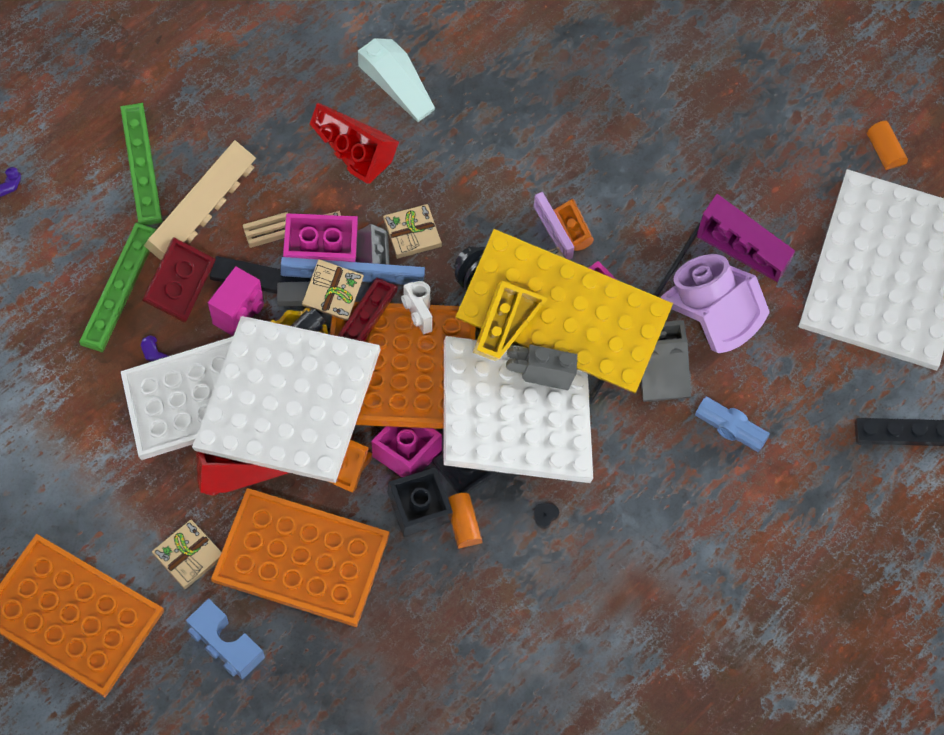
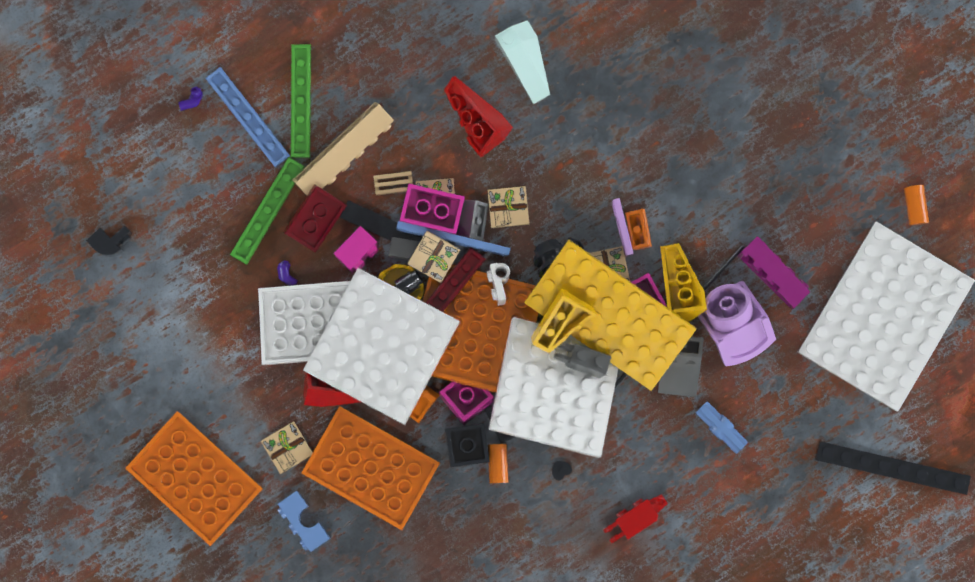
camera: 15 degrees right, 20 degrees up
(79, 191) = (247, 117): none -> medium blue tile
(640, 268) = (682, 287): none -> yellow wedge
(656, 551) = (638, 518): none -> red hinge

